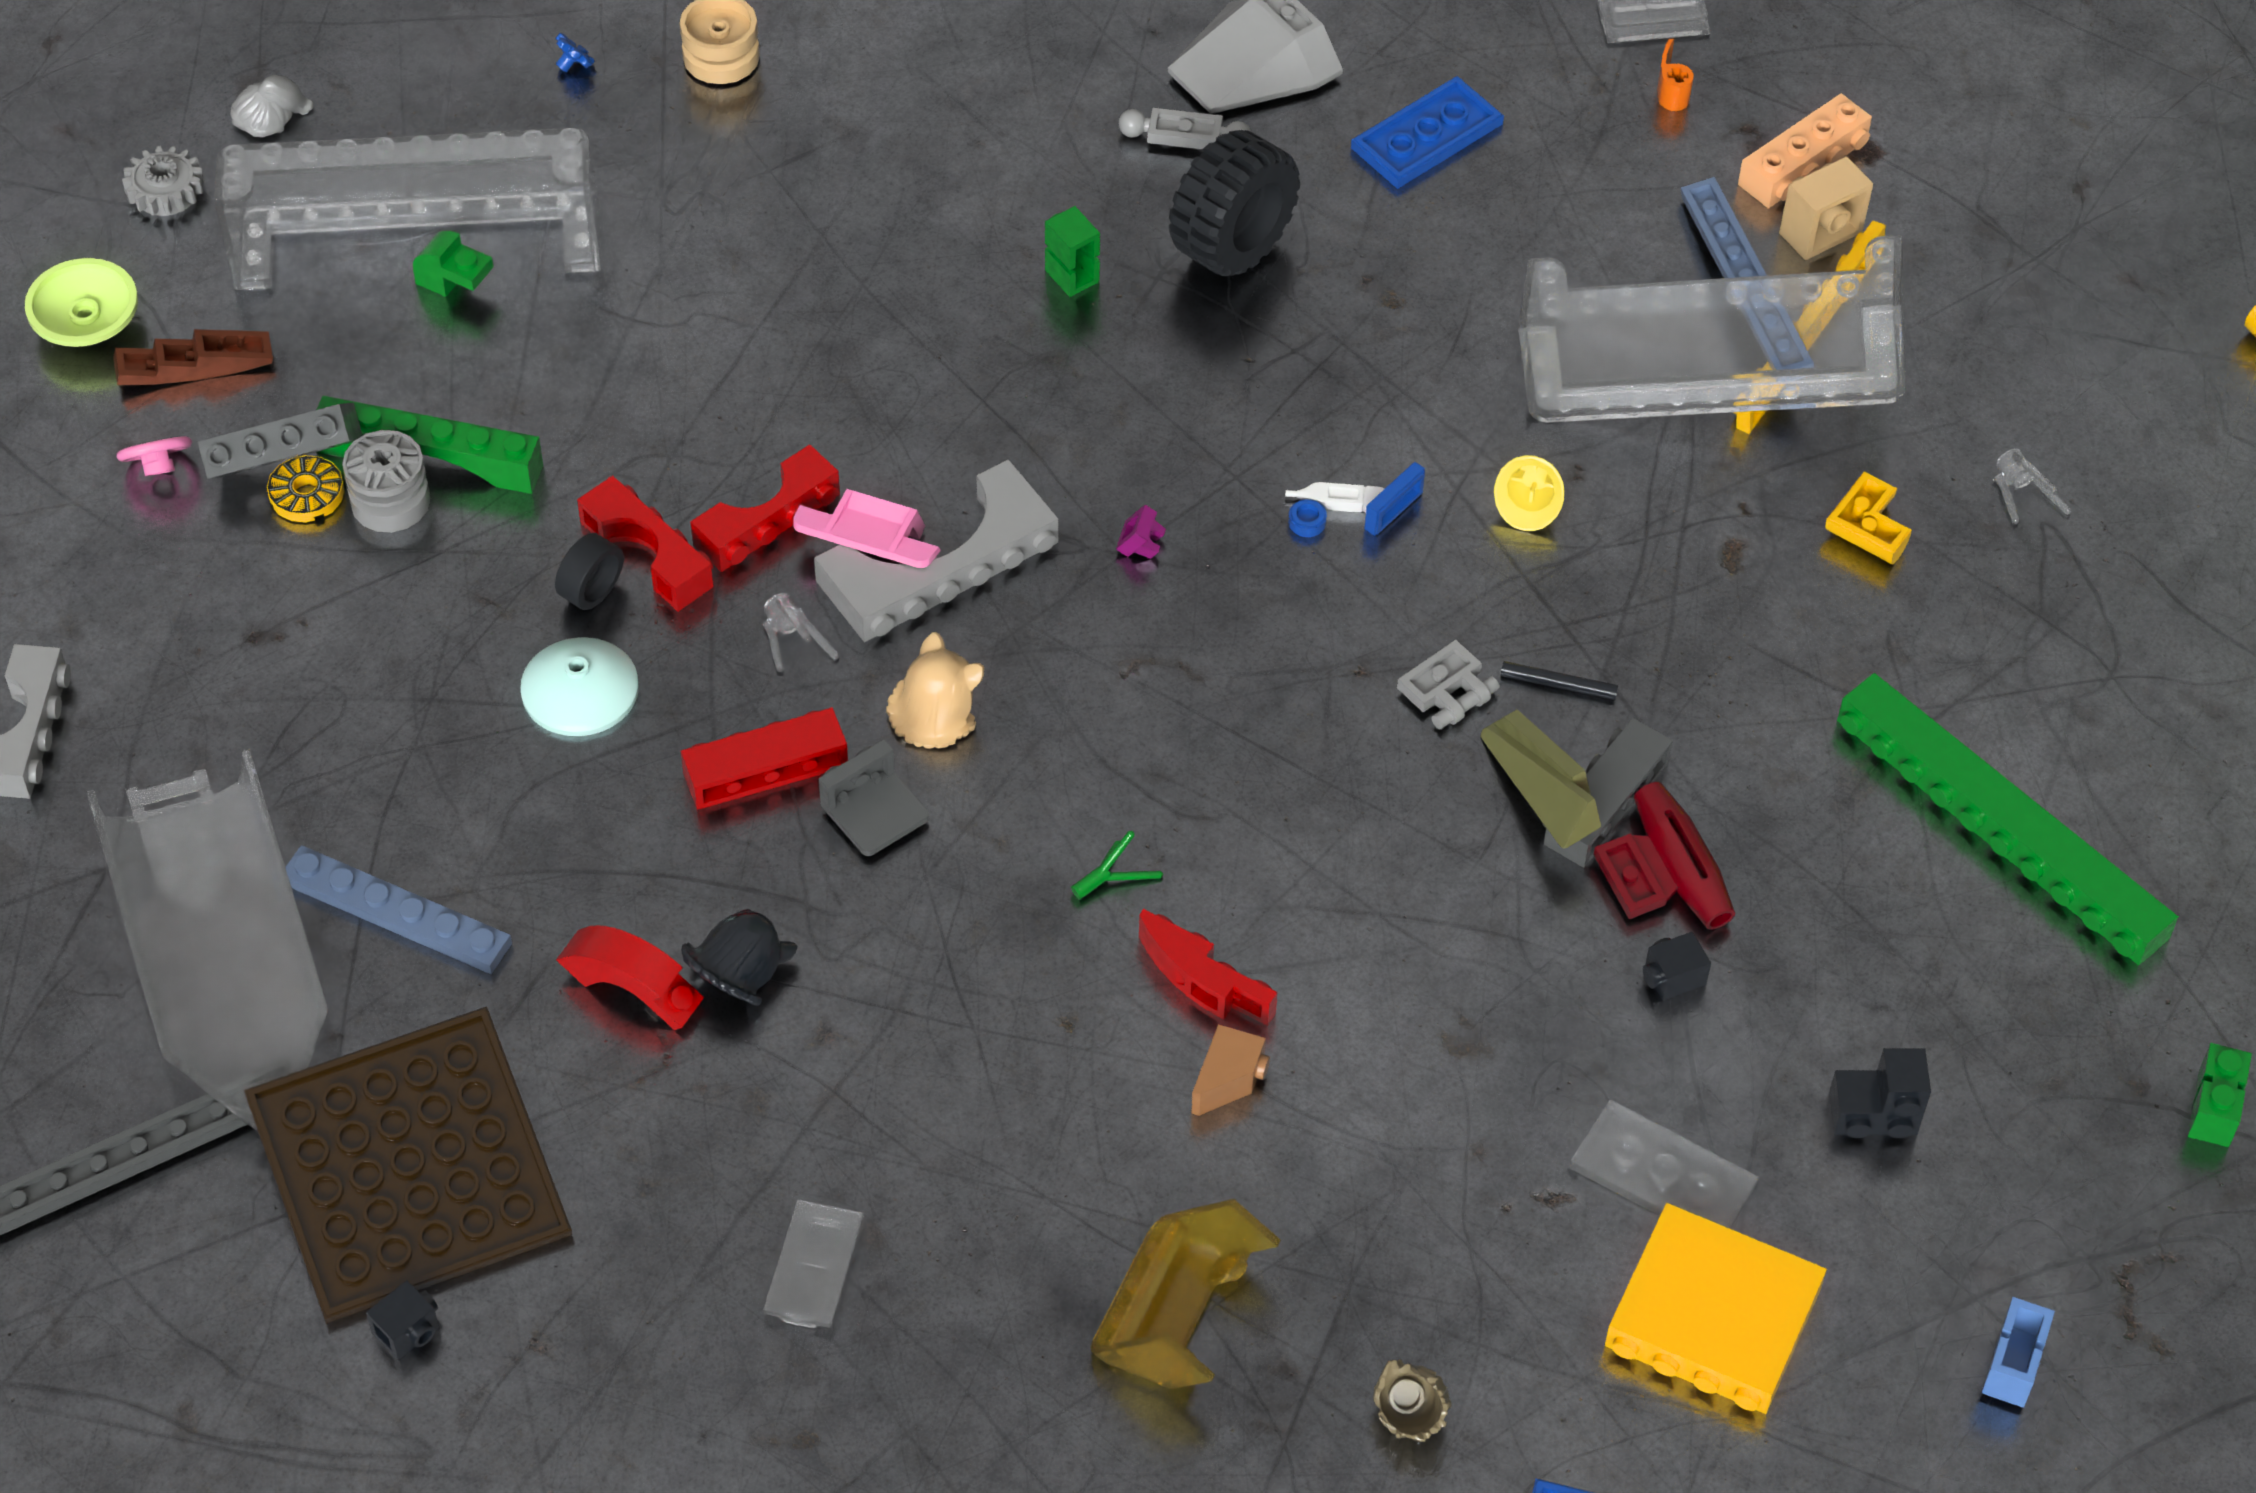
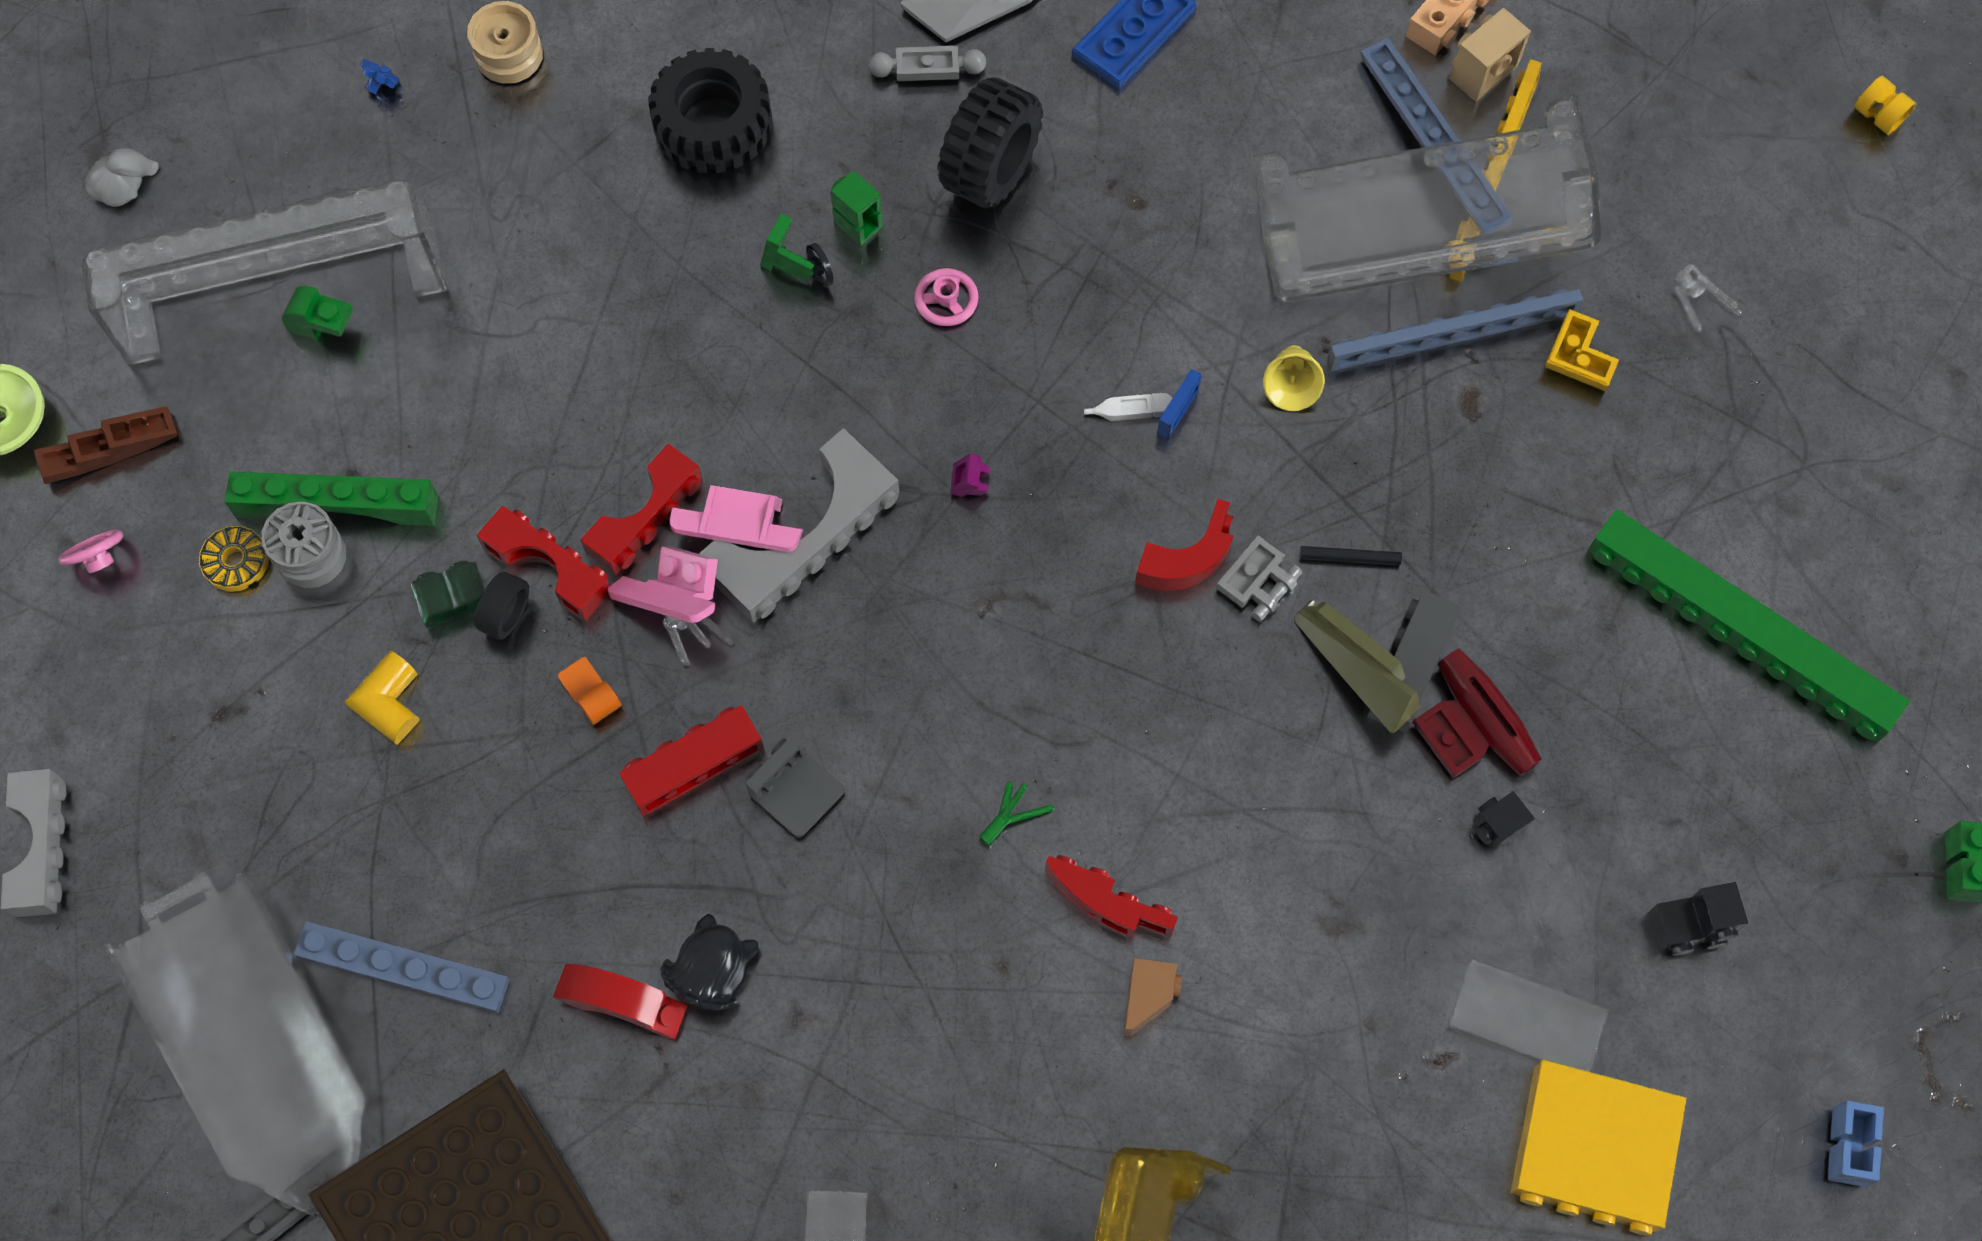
camera: 10 degrees left, 15 degrees up
(163, 181) = (41, 269): light grey gear -> none
(280, 440) = (201, 525): brick -> none
(431, 646) = (377, 695): none -> yellow brick
(530, 556) = (448, 594): none -> clear green brick
(581, 700) = (525, 730): light aqua dish -> none
(665, 676) = (589, 691): none -> orange panel
(795, 578) = (681, 588): none -> bright pink plate
(931, 103) = (701, 77): none -> black tyre
(935, 697) = (826, 675): tan hair -> none
(974, 286) = (794, 264): none -> green piece
(1153, 353) = (946, 282): none -> bright pink piece
(1307, 518) = (1107, 433): blue tile -> none
(1371, 658) = (1187, 567): none -> red arch
(1725, 474) = (1453, 330): none -> sand blue plate

